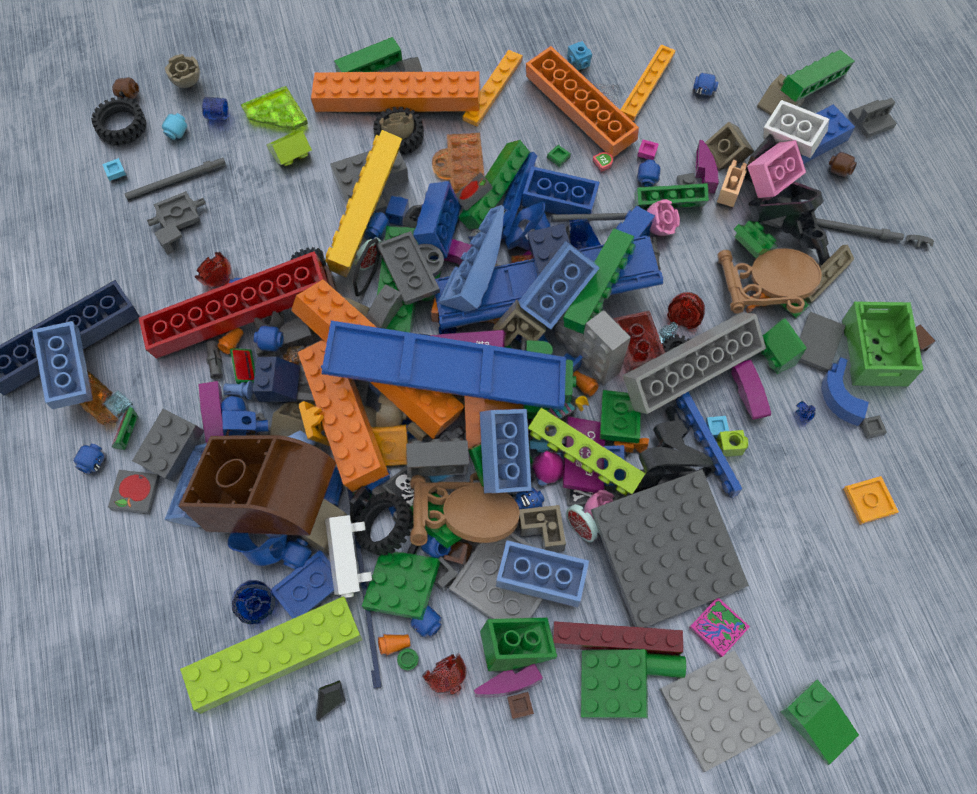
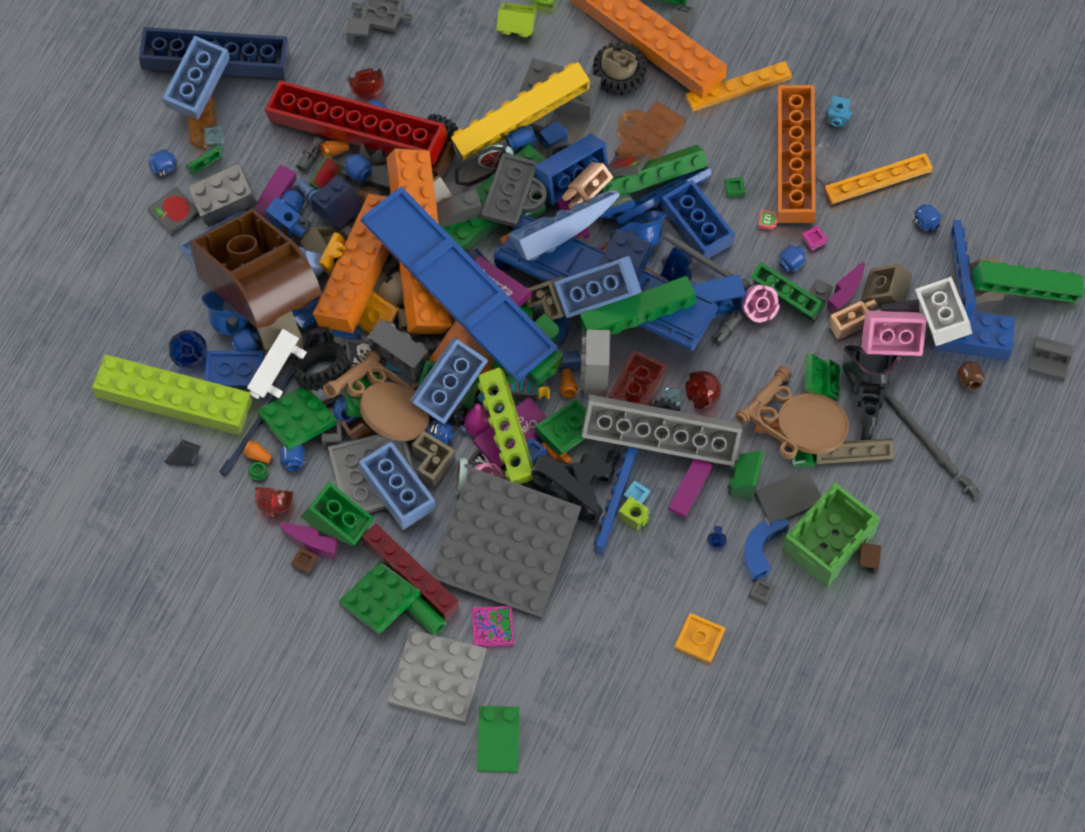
camera: 40 degrees right, 0 degrees up
(462, 221) = (587, 184): none -> light nougat hinge
(758, 91) = (962, 262): none -> blue plate

